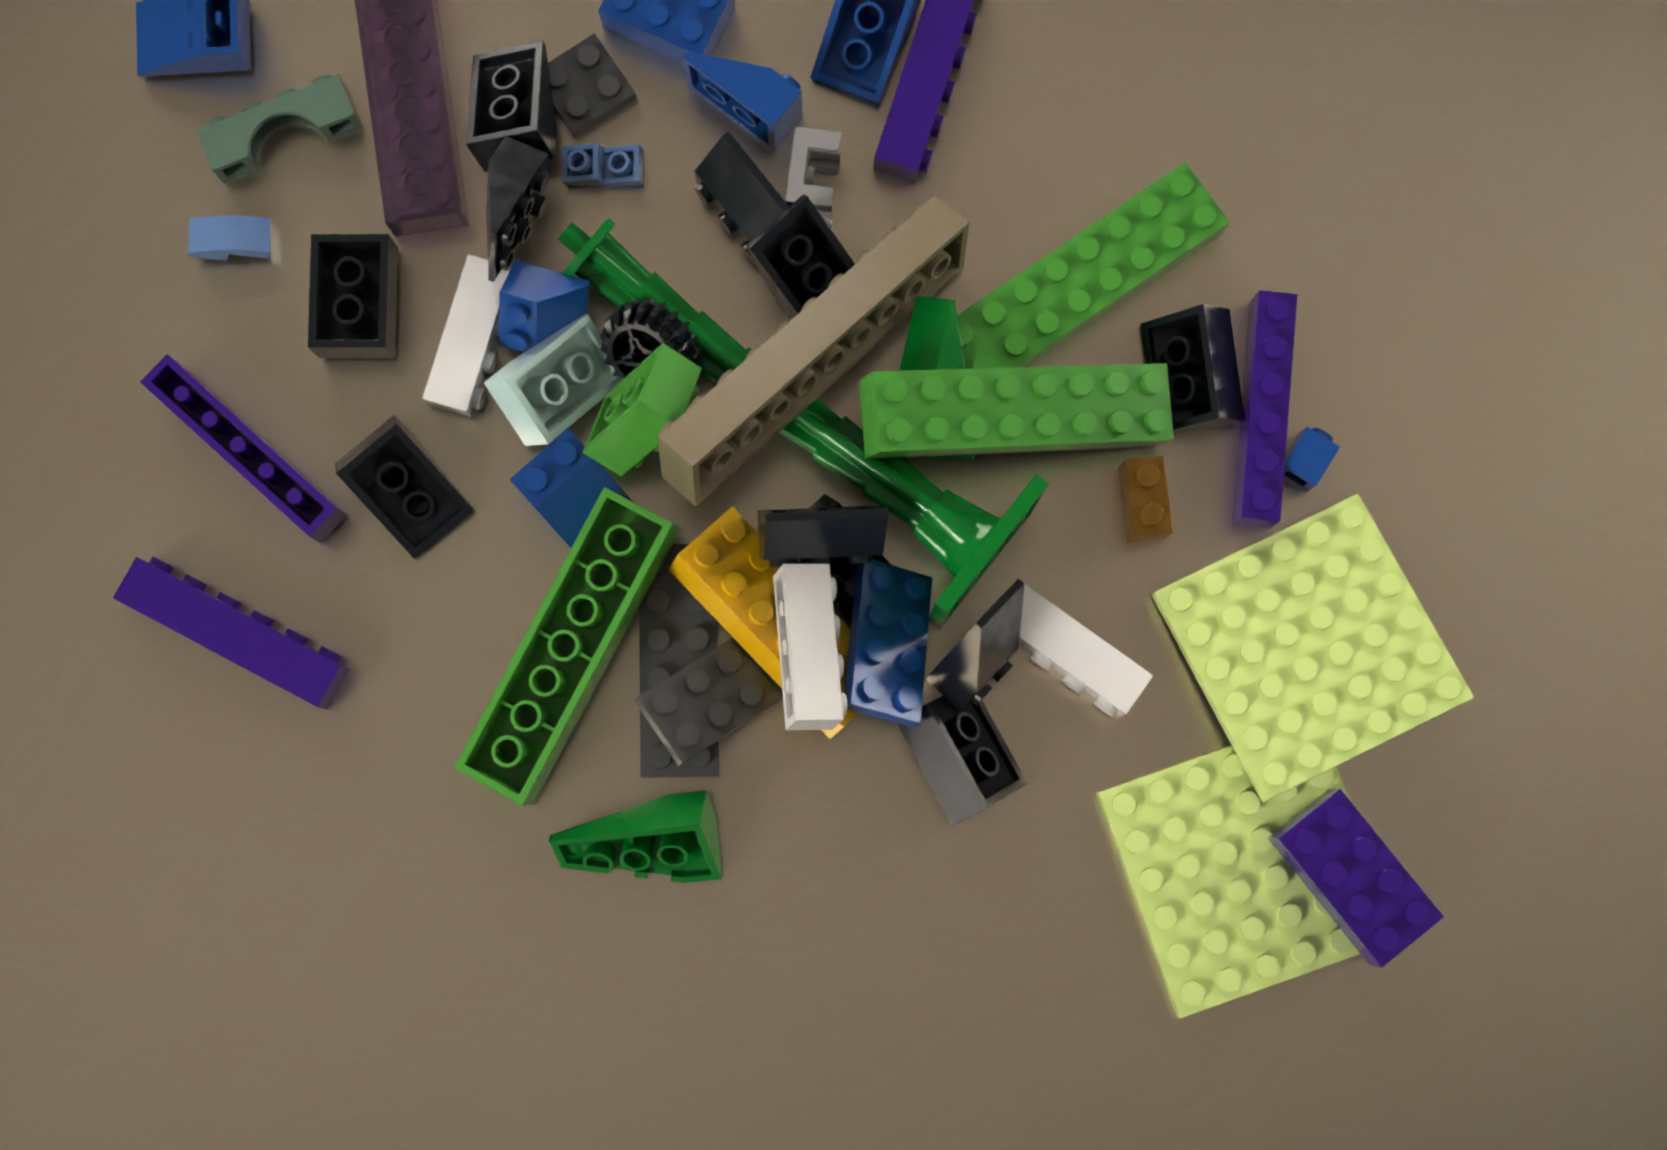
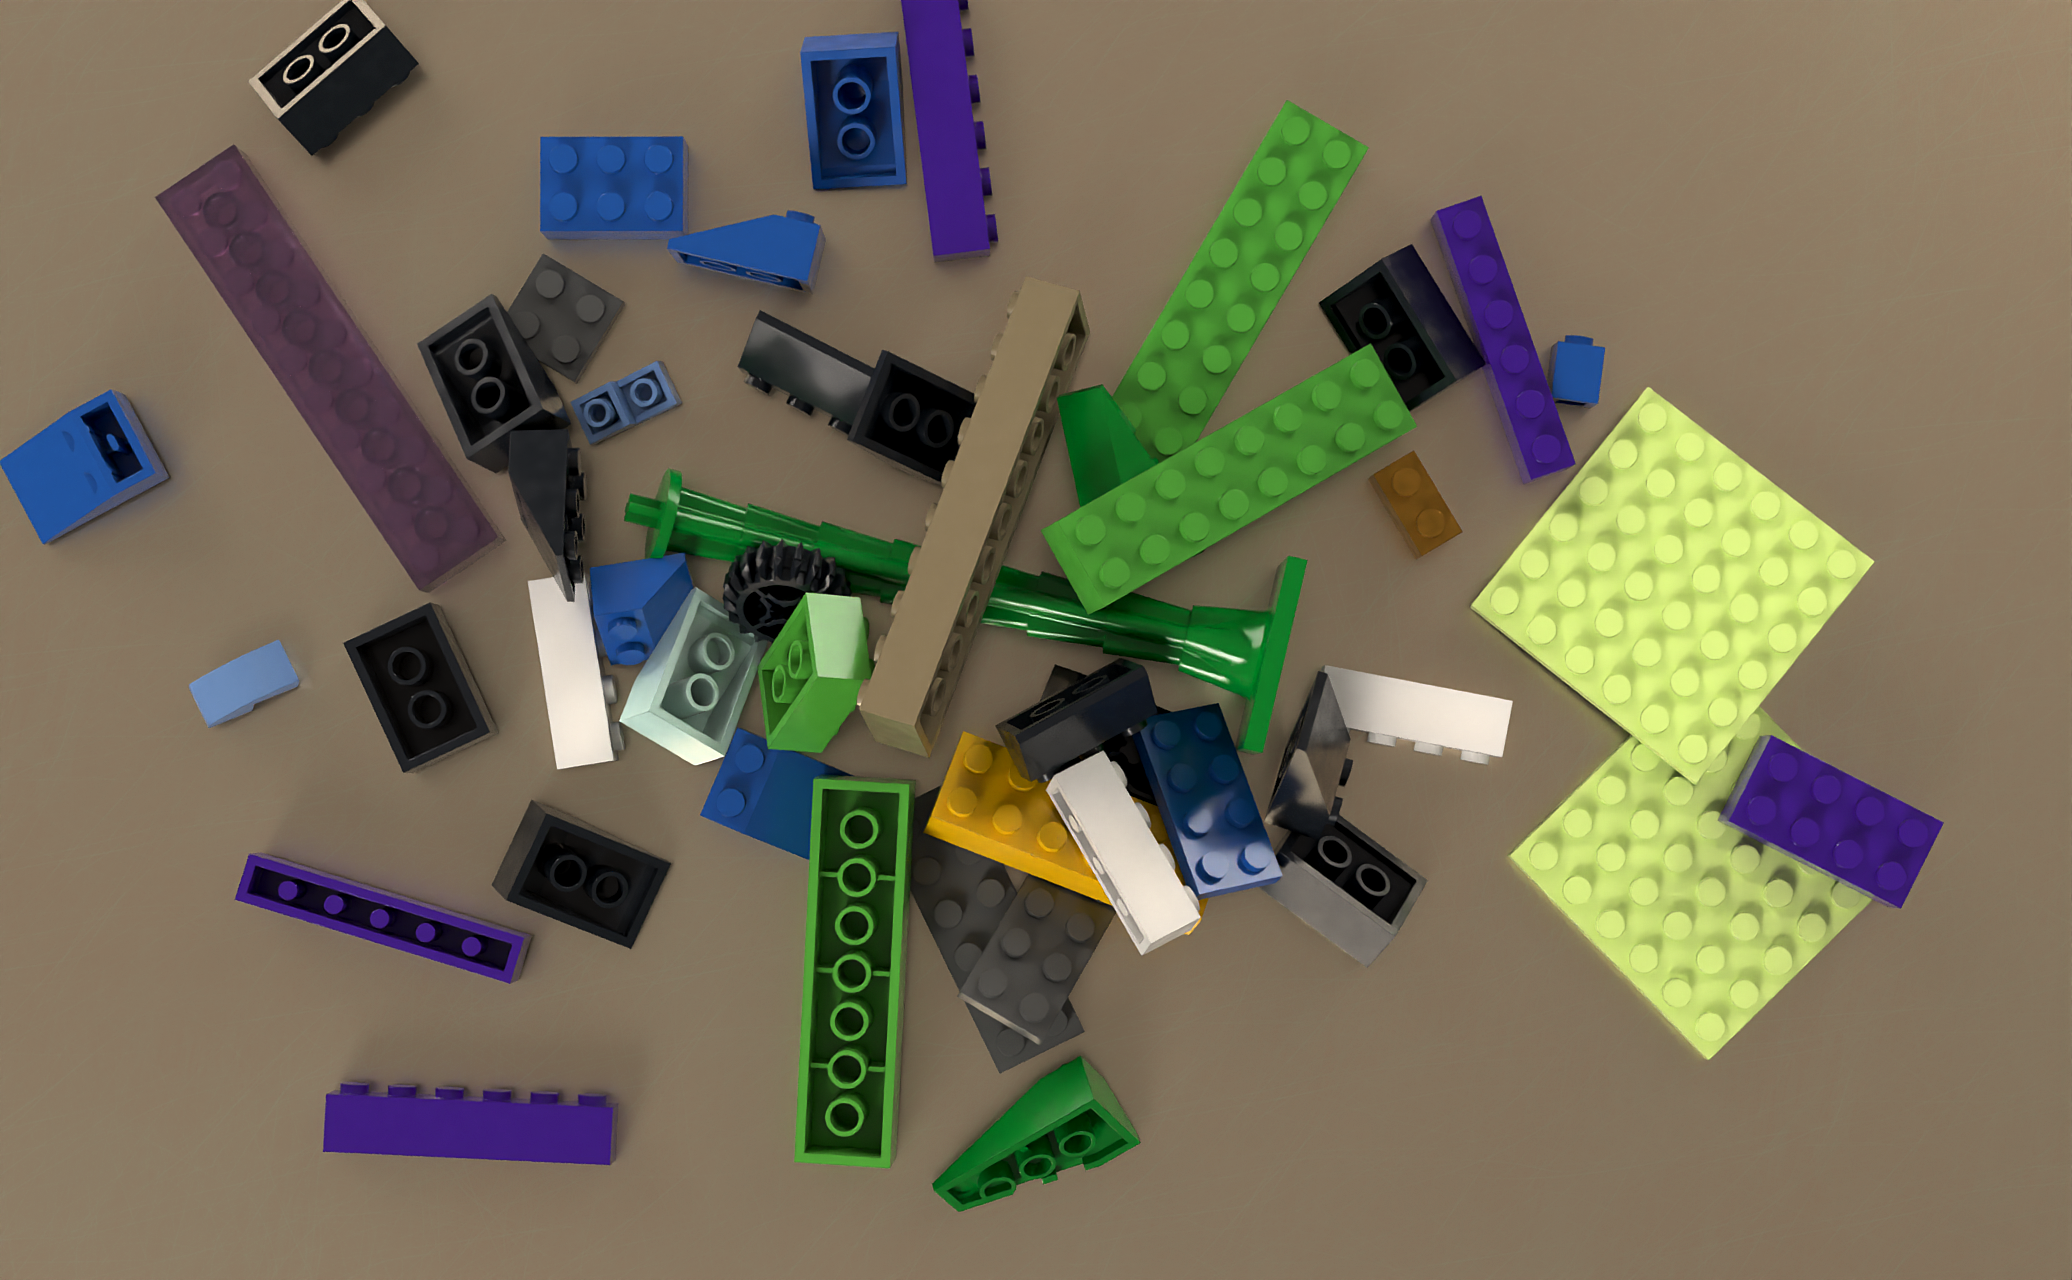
camera: 25 degrees left, 5 degrees up
(236, 141) = (197, 573): sand green arch -> none
(813, 153) = (863, 281): light grey panel -> none

